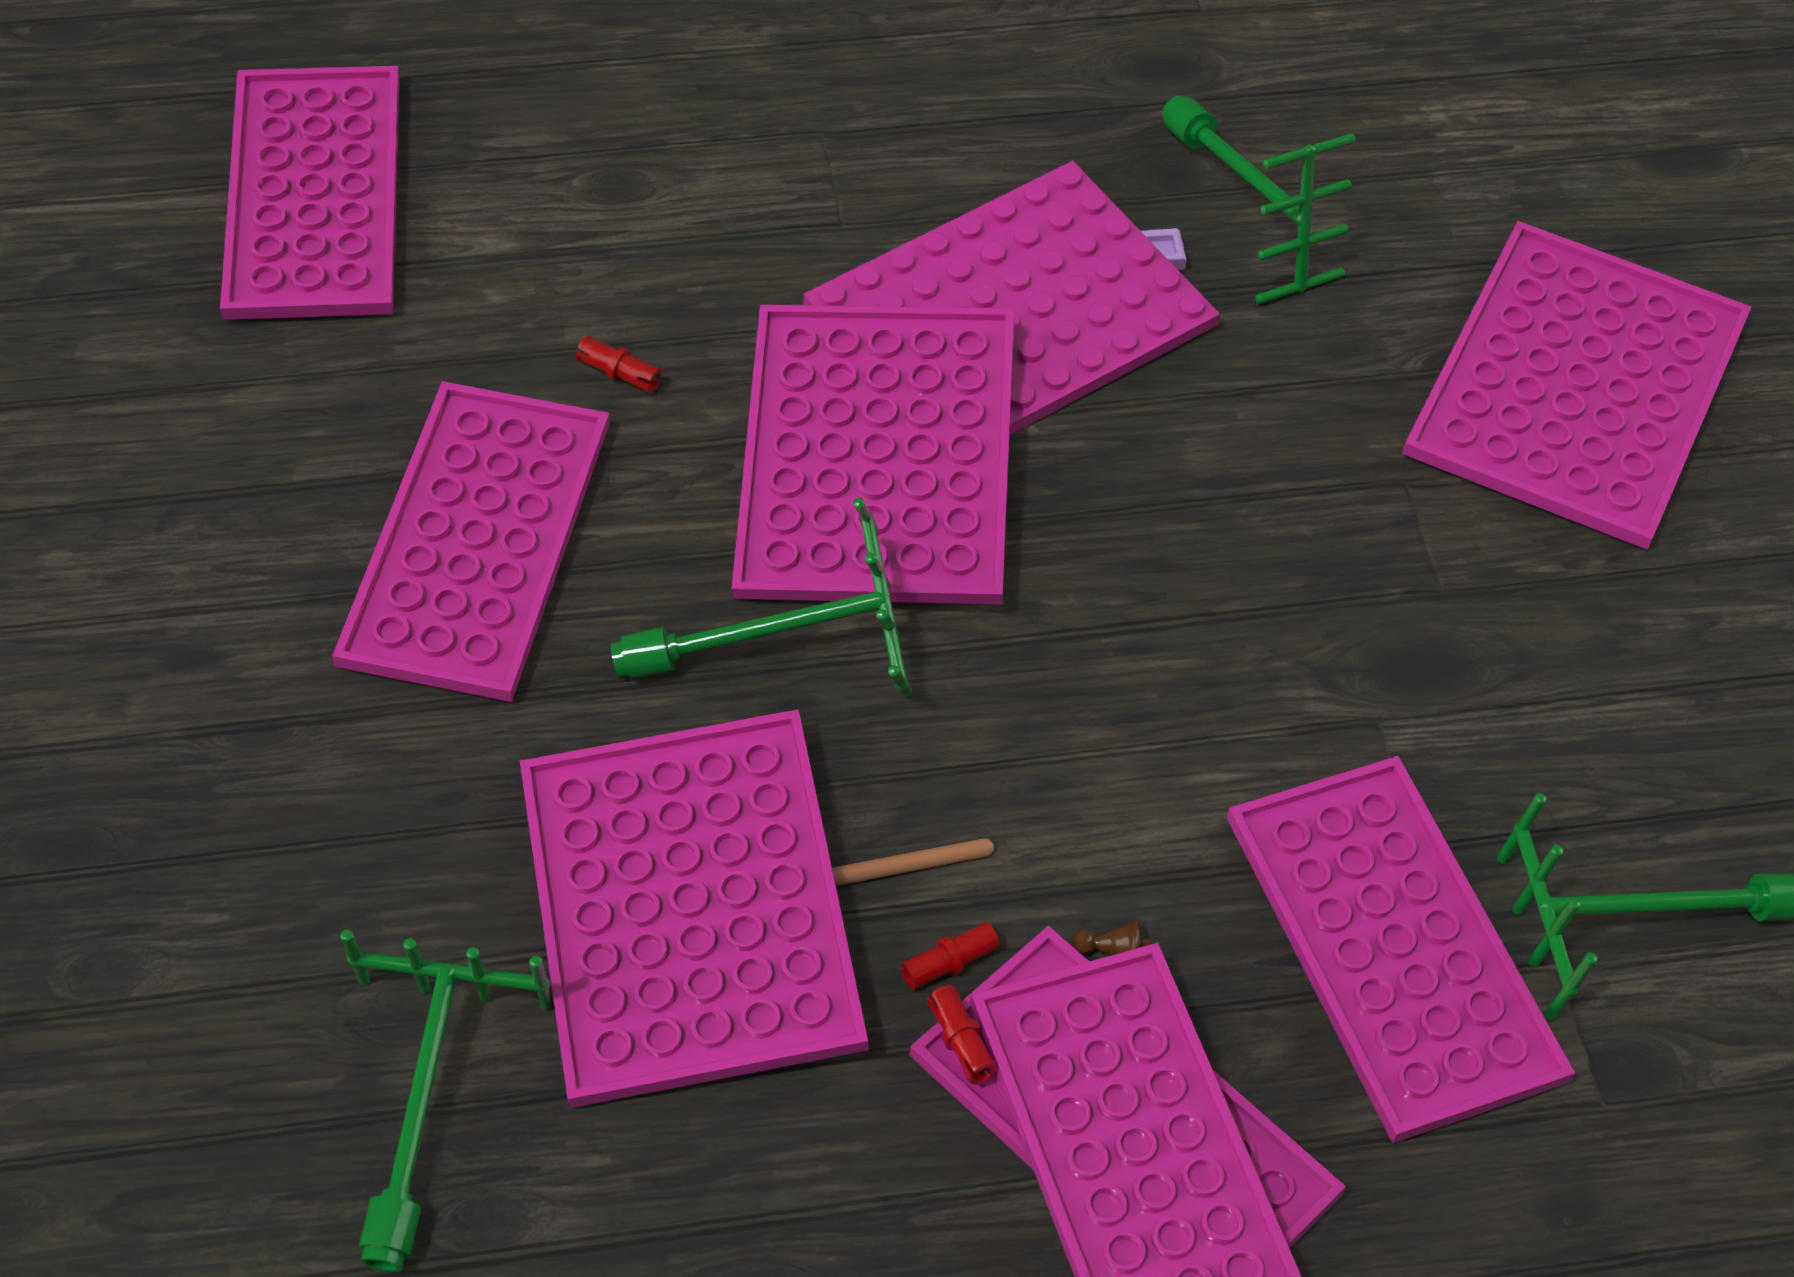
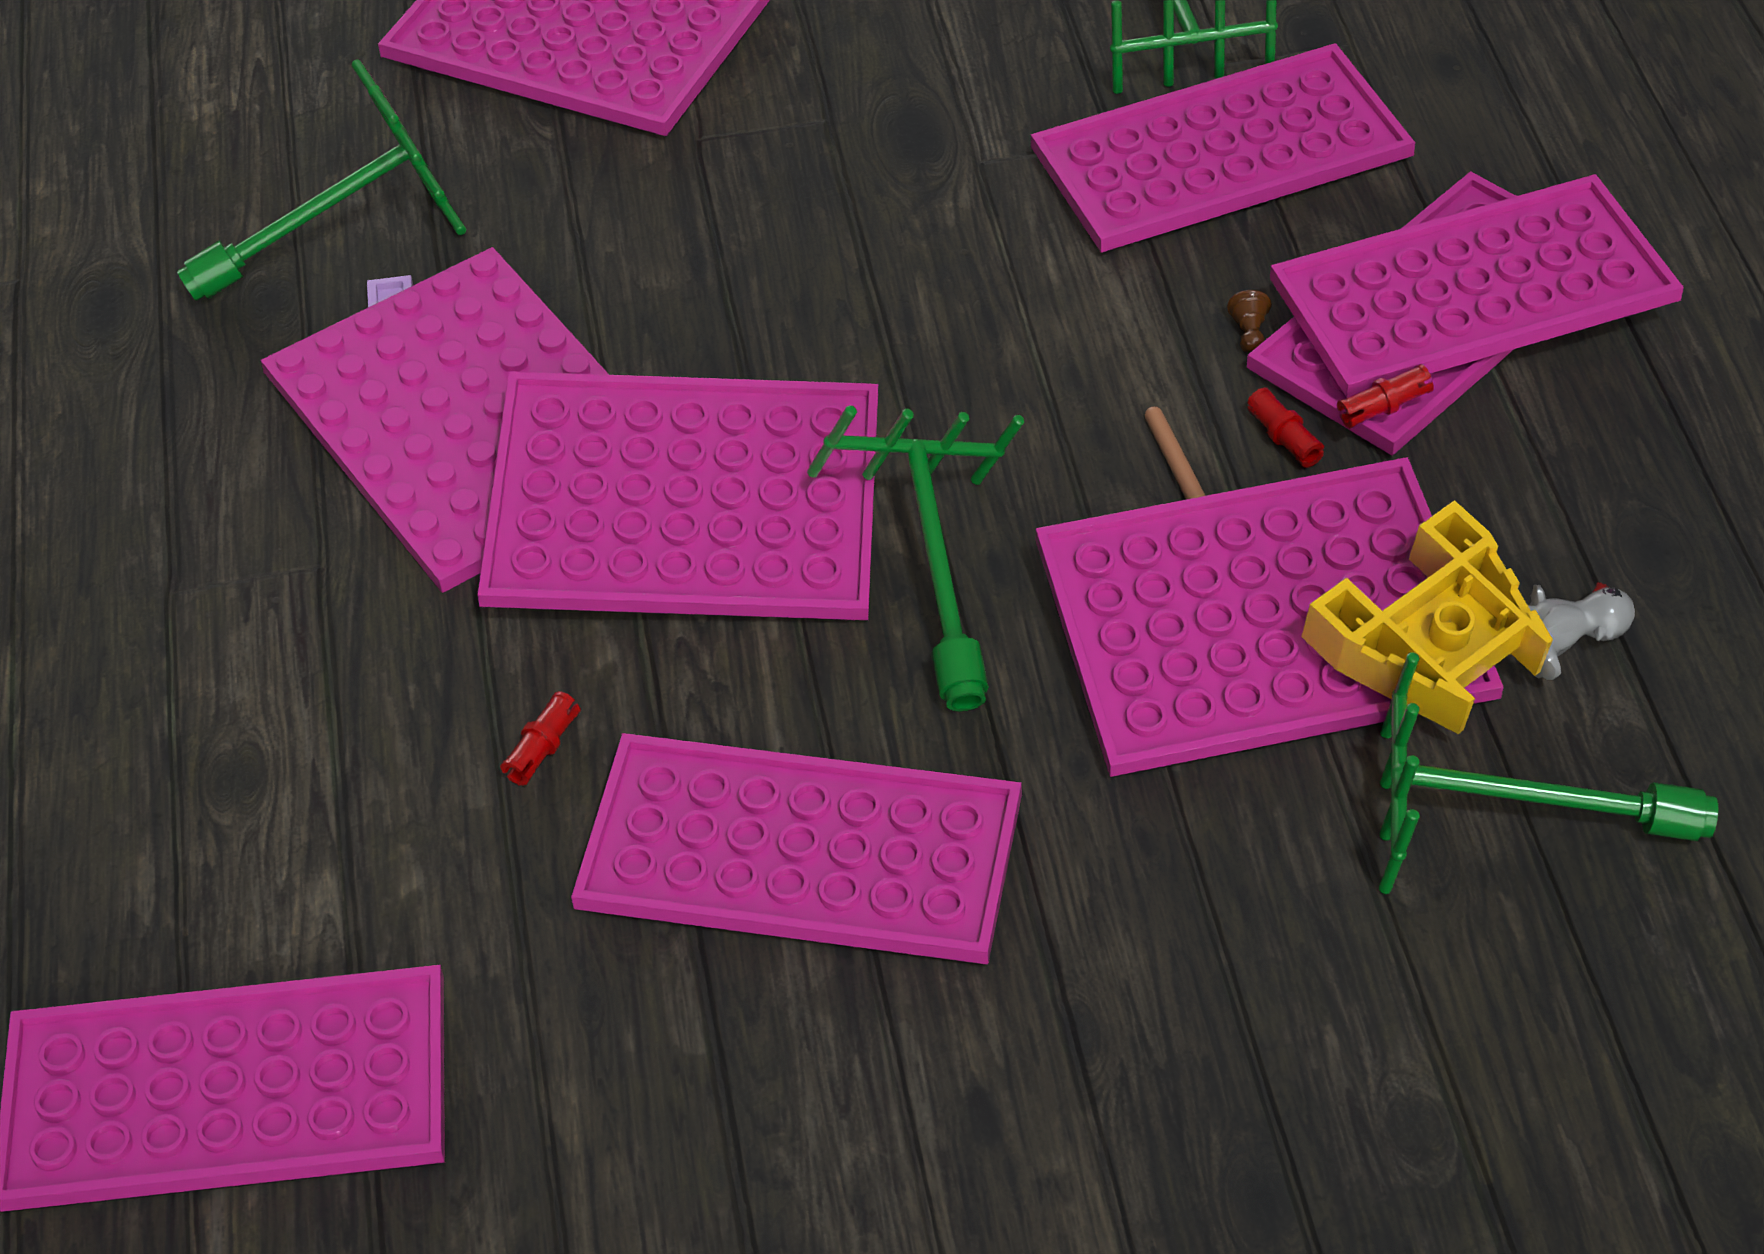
camera: 85 degrees left, 5 degrees down
(615, 1033) = (1455, 621): none -> yellow wedge
(642, 1161) = (1601, 615): none -> light grey animal

